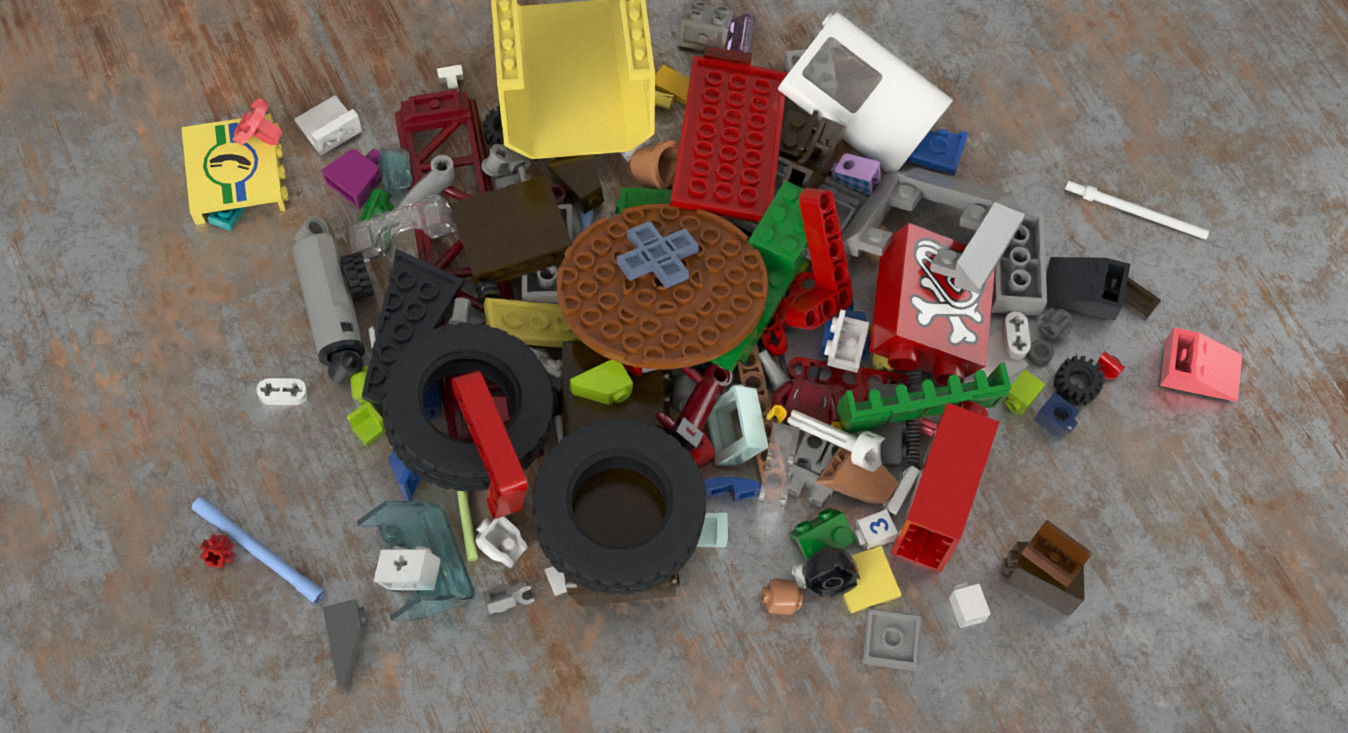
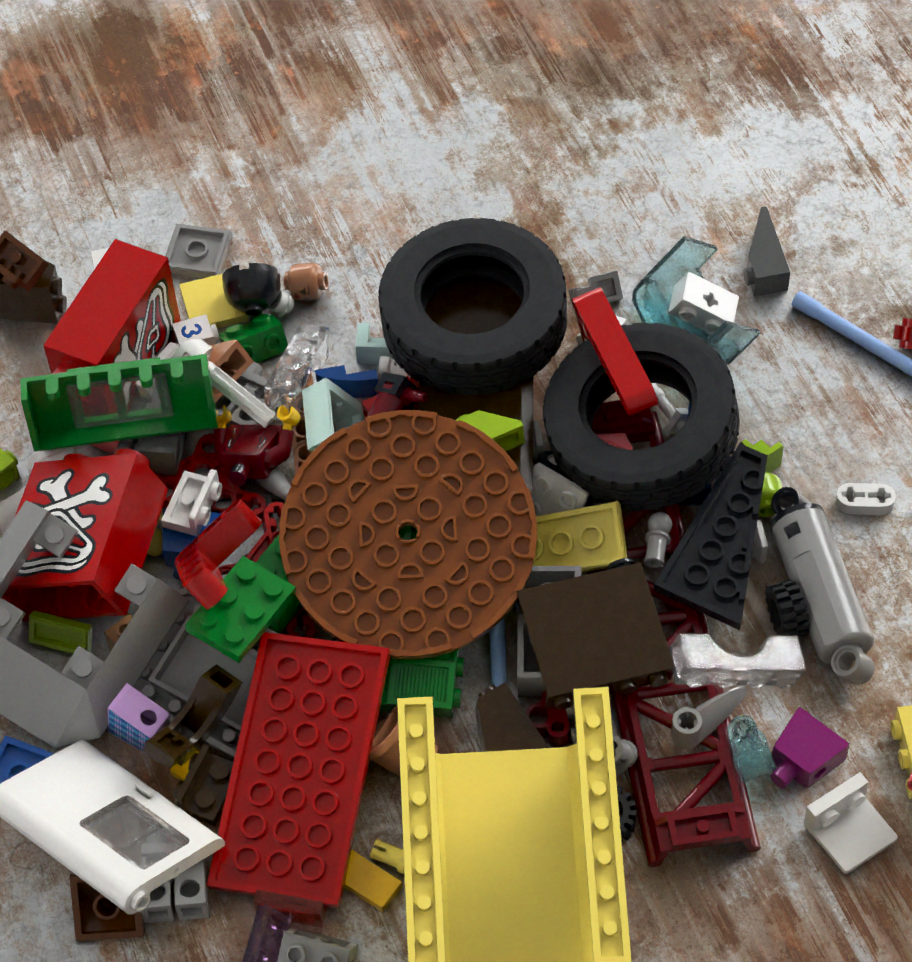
camera: 170 degrees left, 10 degrees down
(376, 205) = (771, 716): green plant -> none
(450, 76) = (684, 892): white tile -> none
(657, 254) = (411, 557): sand blue plate -> none

